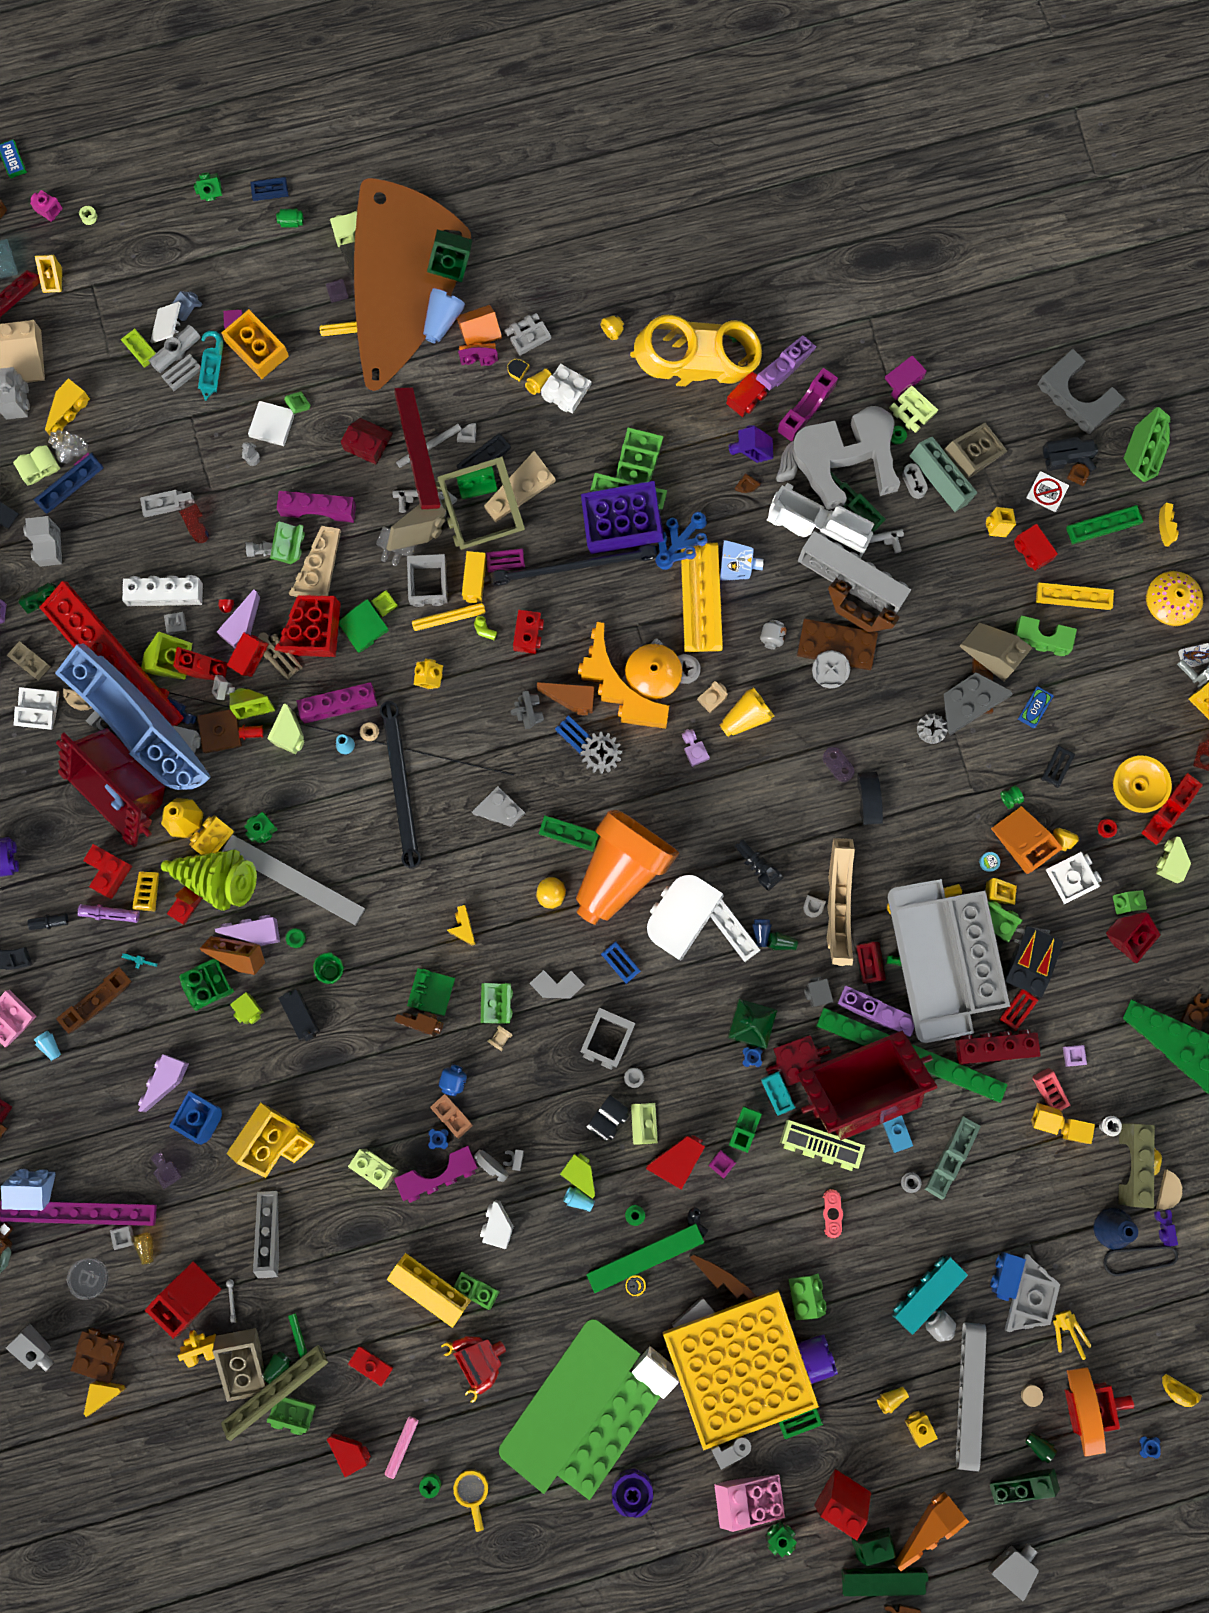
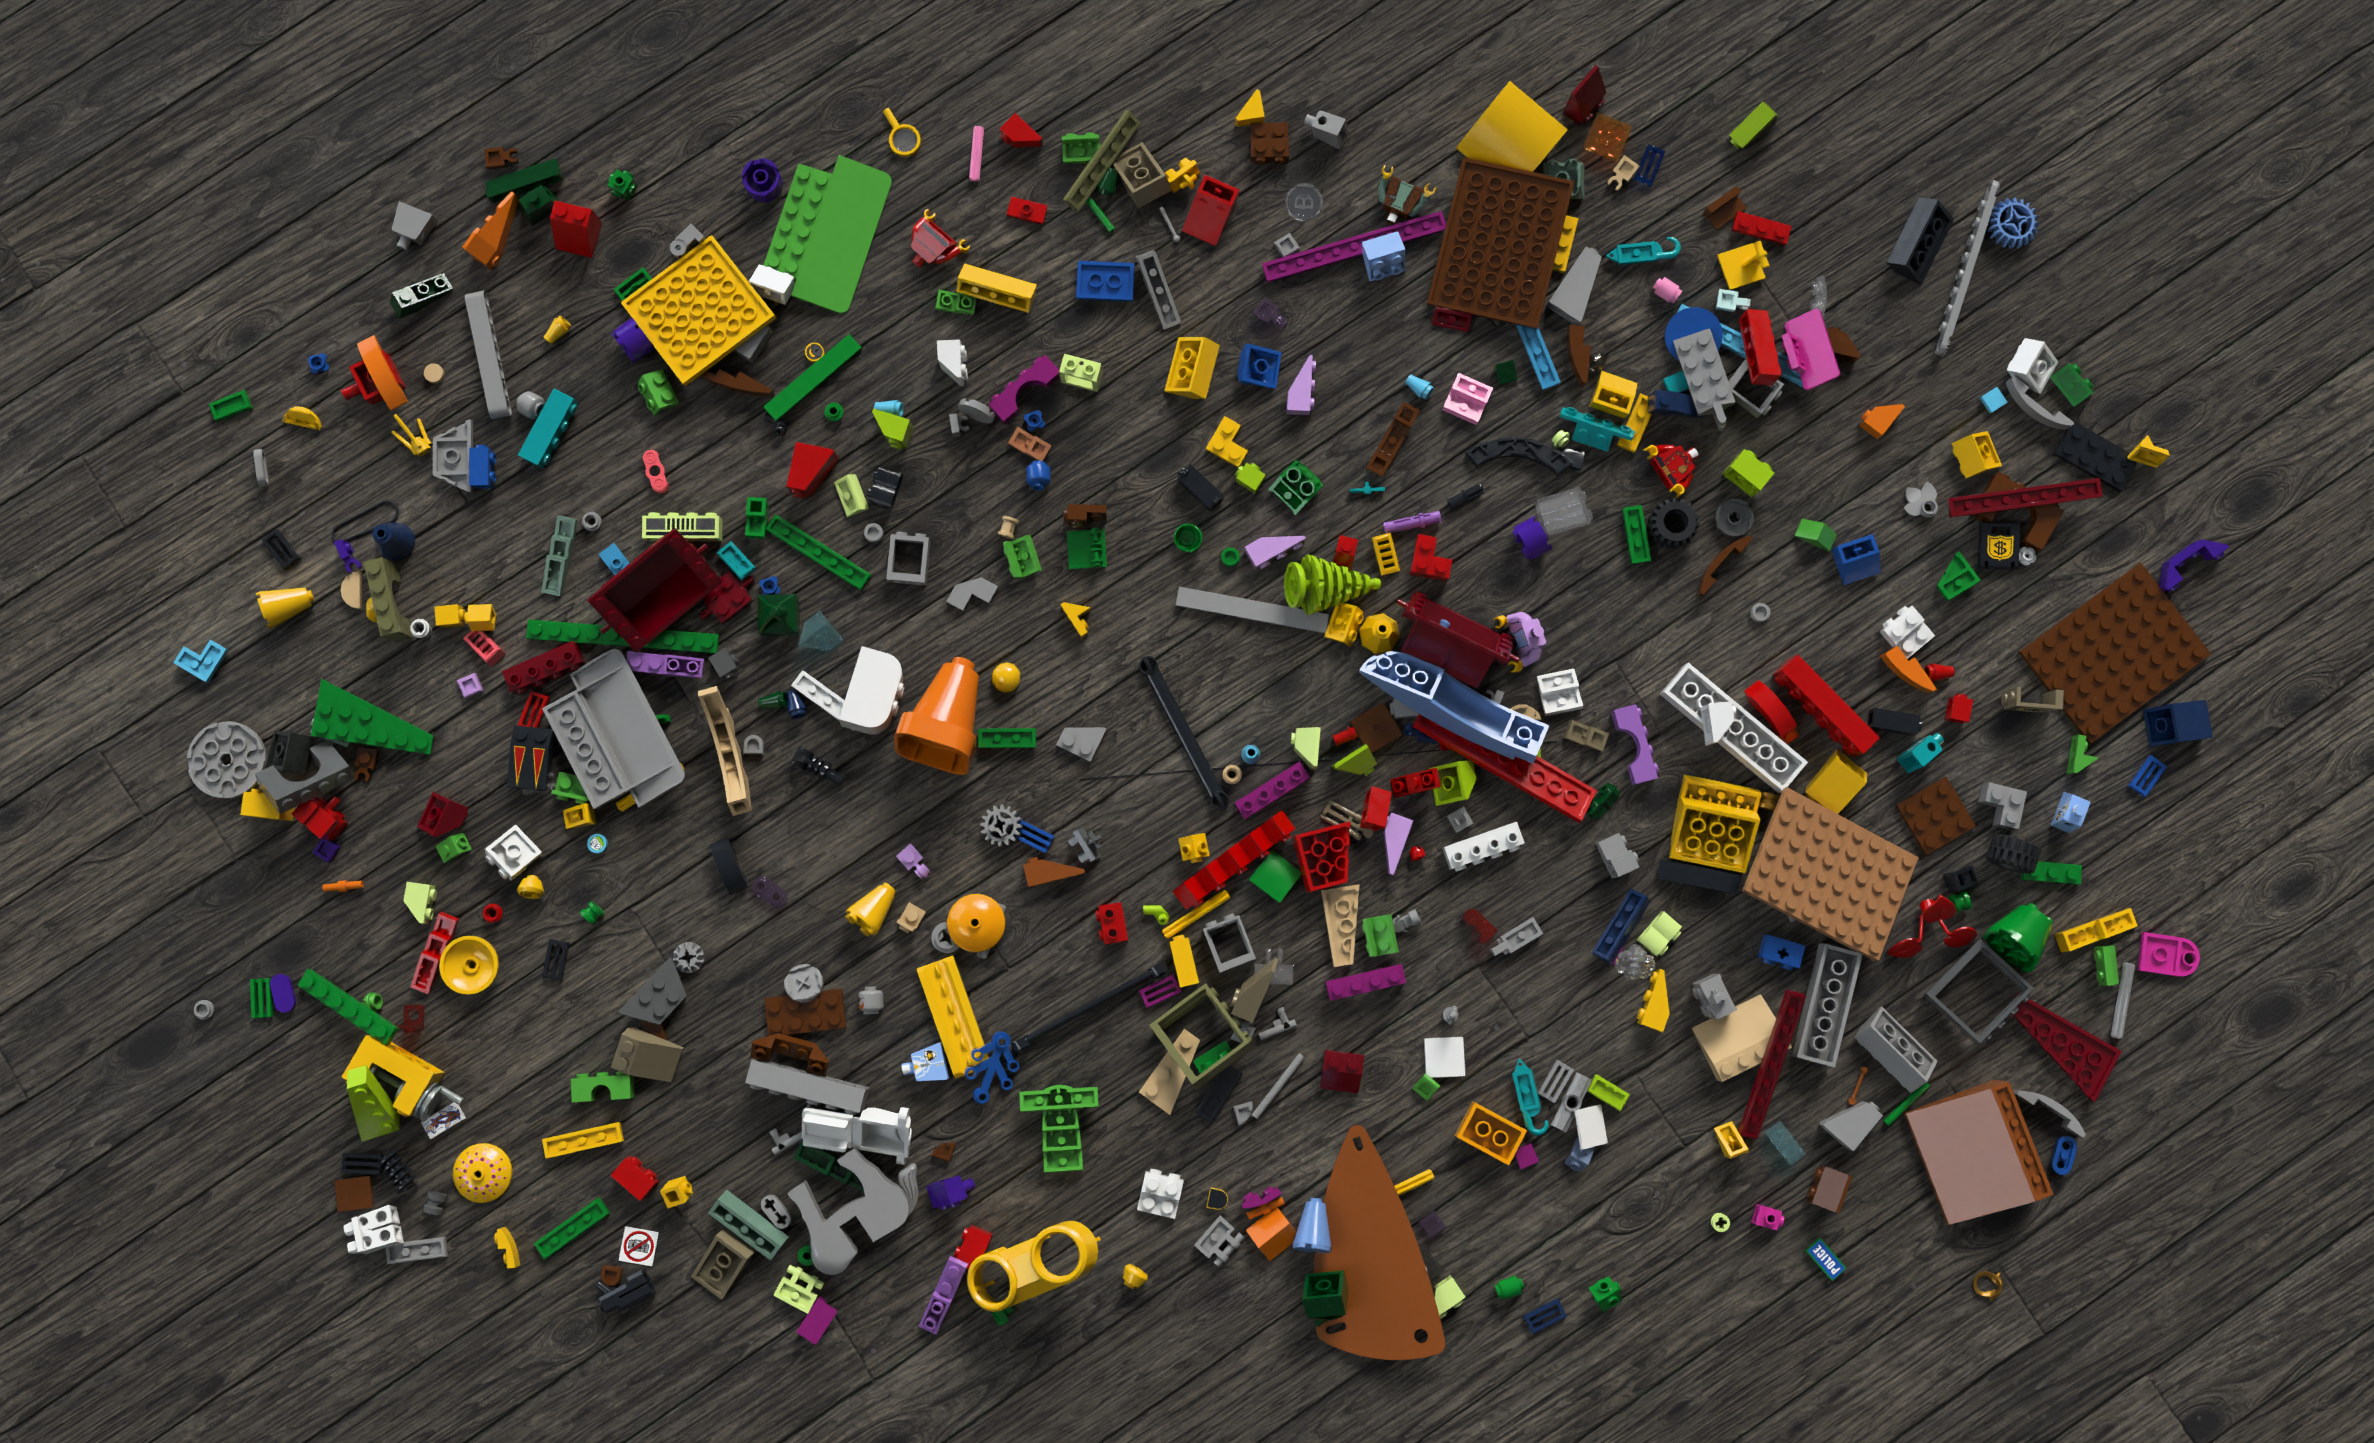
camera: 160 degrees right, 5 degrees up
(43, 766) = (1527, 636): none -> lavender torso
(144, 1247) = (1263, 243): clear yellow cone -> none
(221, 687) = (1388, 768): light grey tile -> none
(236, 954) = (1280, 522): dark orange slope -> none
(260, 828) = (1300, 652): green brick -> none
(262, 1052) = (1222, 444): none -> yellow plate
(296, 1144) = (1159, 374): yellow slope -> none
(317, 1261) = (1105, 281): none -> blue plate
(384, 603) = (1264, 907): lime tile -> none
(395, 651) = (1234, 860): none -> red brick
(417, 448) = (1285, 1073): dark red tile -> none
(430, 1480) = (943, 134): green wheel -> none
(535, 383) = (1191, 1189): yellow cone -> none
(599, 669) = (983, 880): light orange arch -> none
(622, 517) = (1056, 1069): dark purple slope -> none
(632, 964) = (932, 641): blue tile -> none
(694, 1076) = (818, 552): none -> green tile
(718, 994) = (819, 633): none -> clear light blue slope
(722, 1164) = (769, 482): magenta tile -> none
(749, 1502) = (659, 206): bright pink slope -> none
(815, 396) = (907, 1255): magenta arch -> none
(871, 962) = (684, 710): dark red slope -> none
(920, 1428) = (525, 313): yellow brick -> none
(1026, 839) = (567, 874): orange slope -> none
(1035, 707) = (592, 1012): blue tile -> none
(1041, 1447) = (414, 332): dark green cone -> none
(1087, 415) = (659, 1365): dark grey arch -> none
(1149, 445) = (547, 1325): bright green wedge -> none

